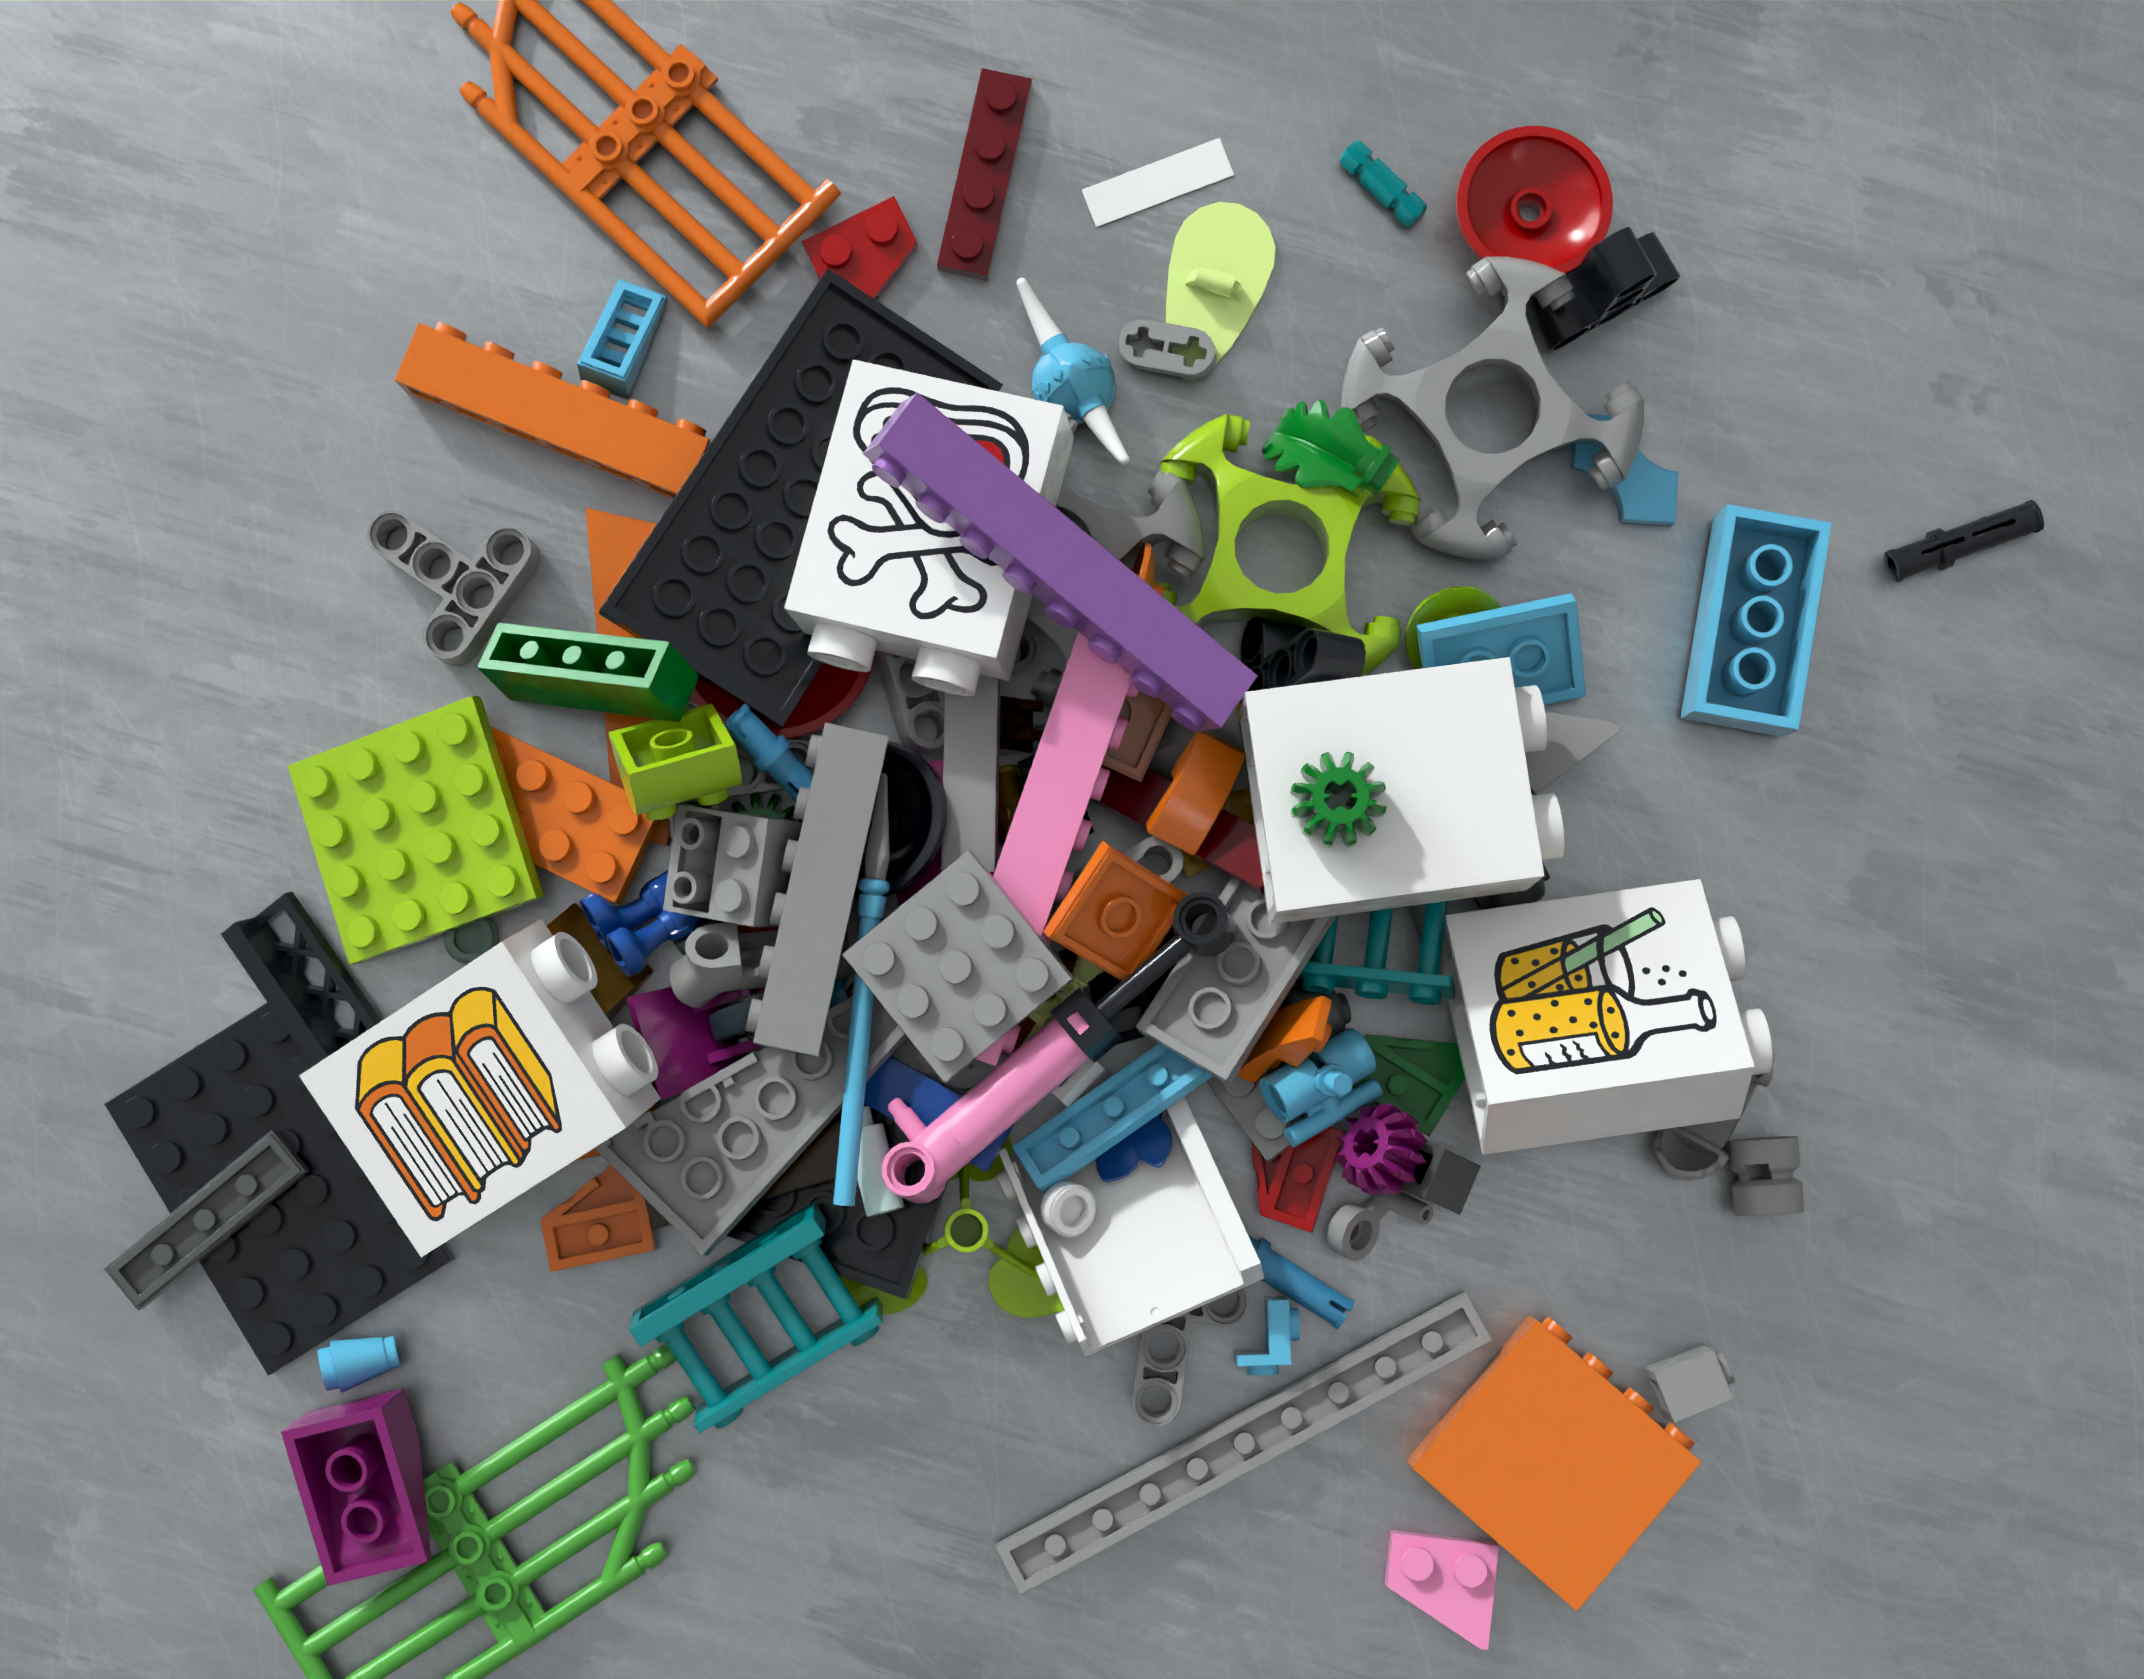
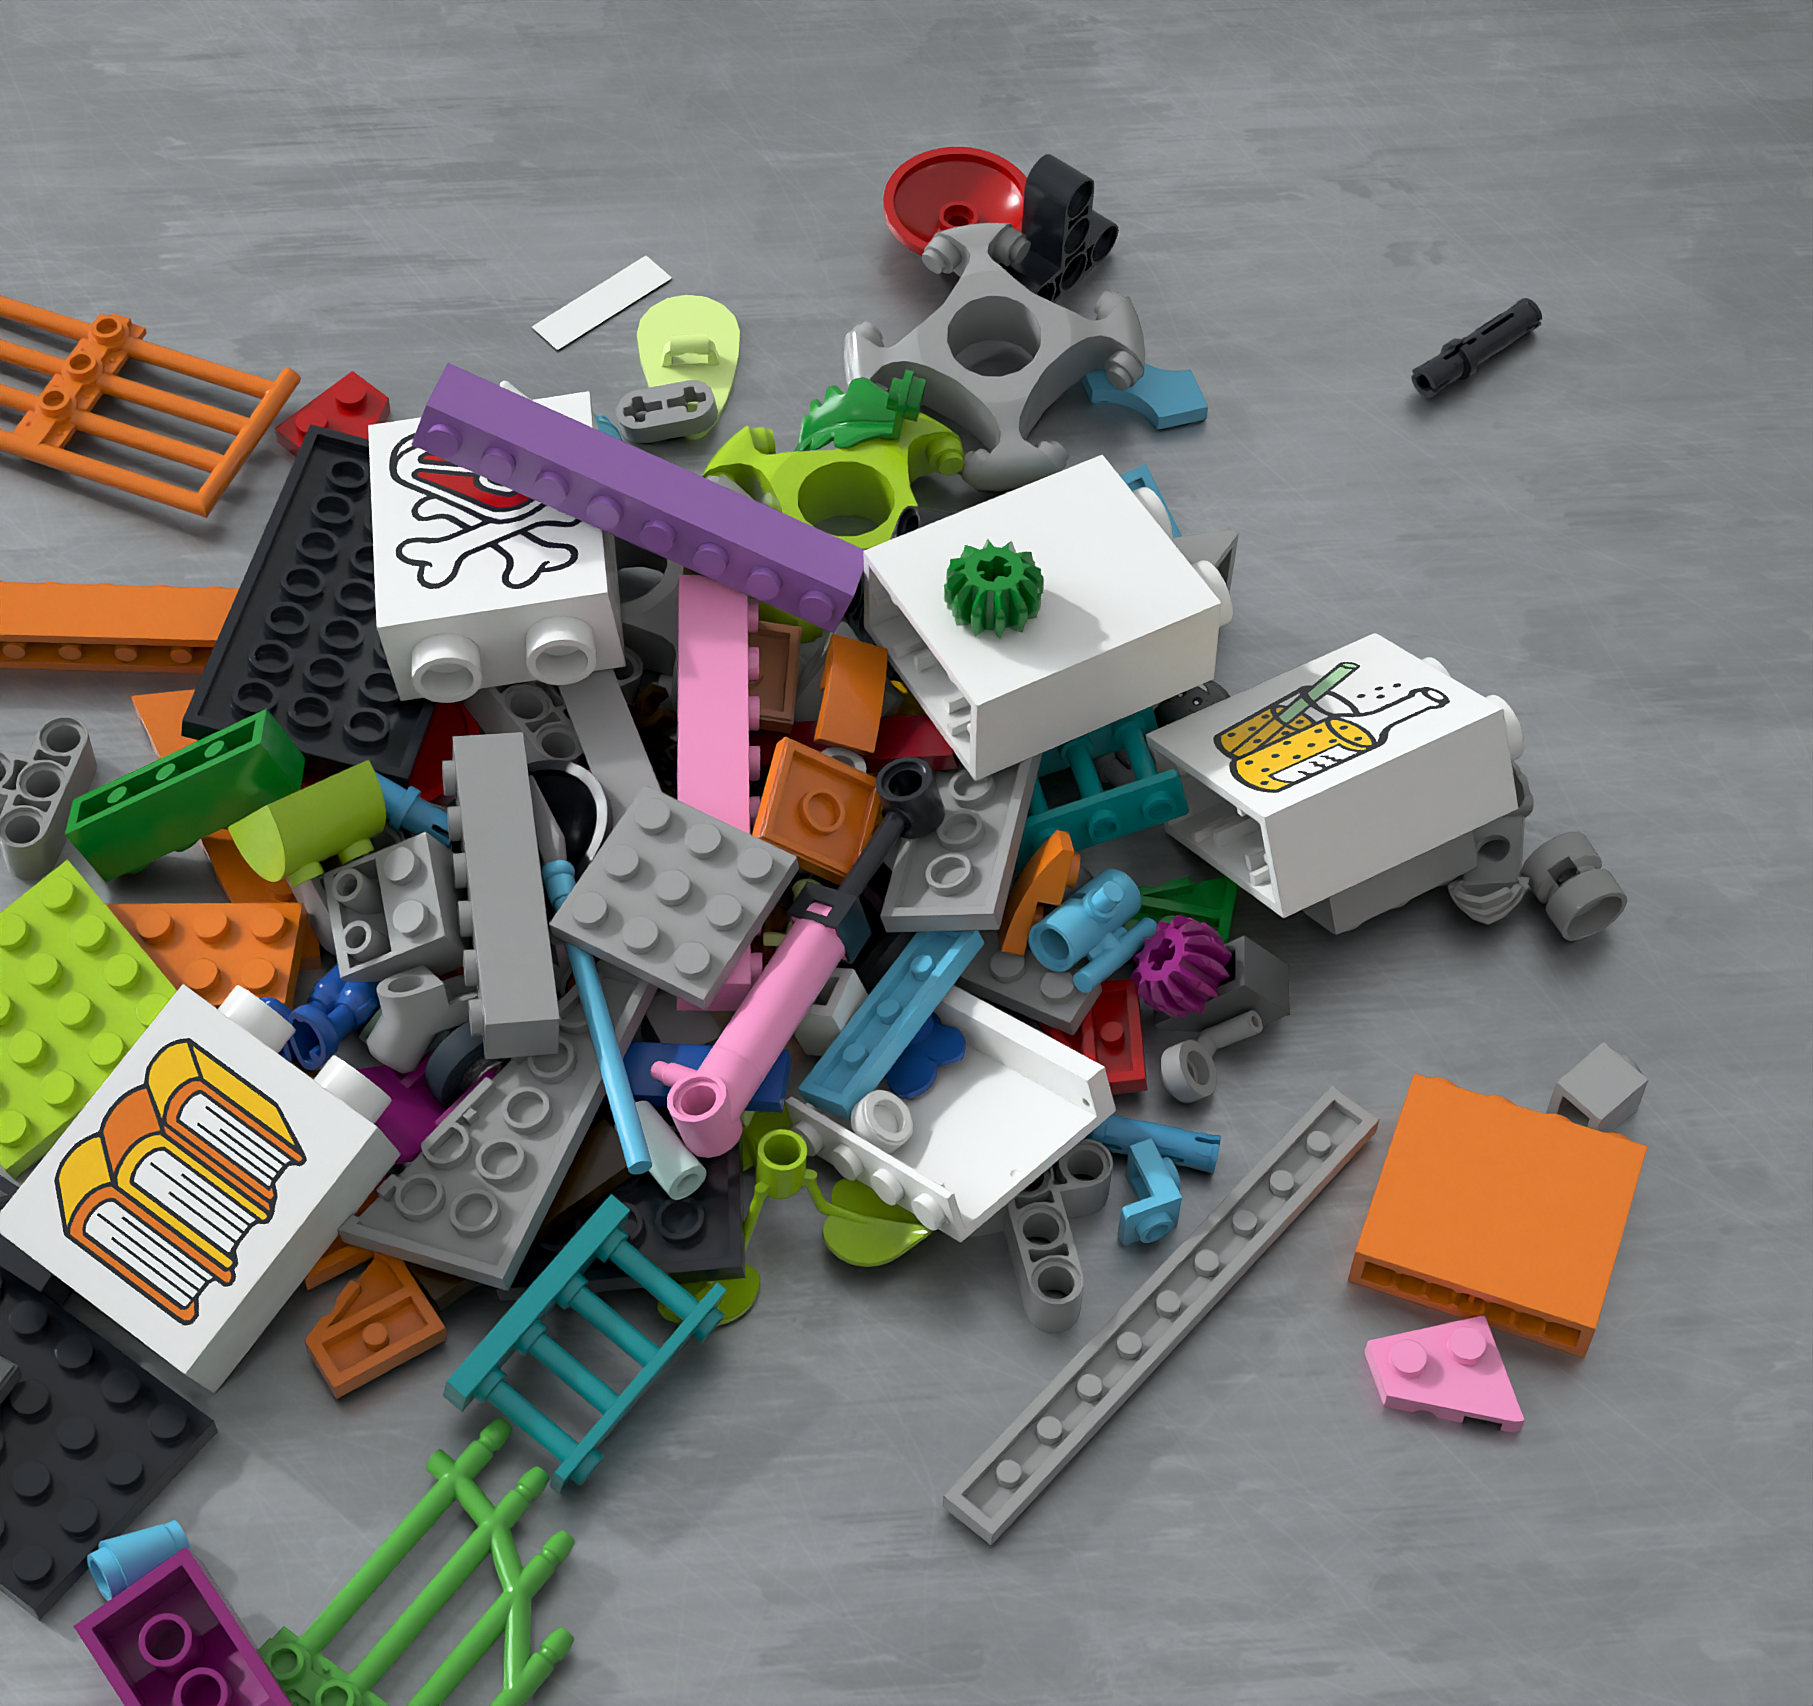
camera: 20 degrees left, 30 degrees down
(612, 368) = (121, 557): medium azure slope -> none
(984, 174) = (430, 321): dark red plate -> none
(1383, 183) = (813, 242): teal axle -> none
(1756, 620) = (1321, 449): medium azure brick -> none

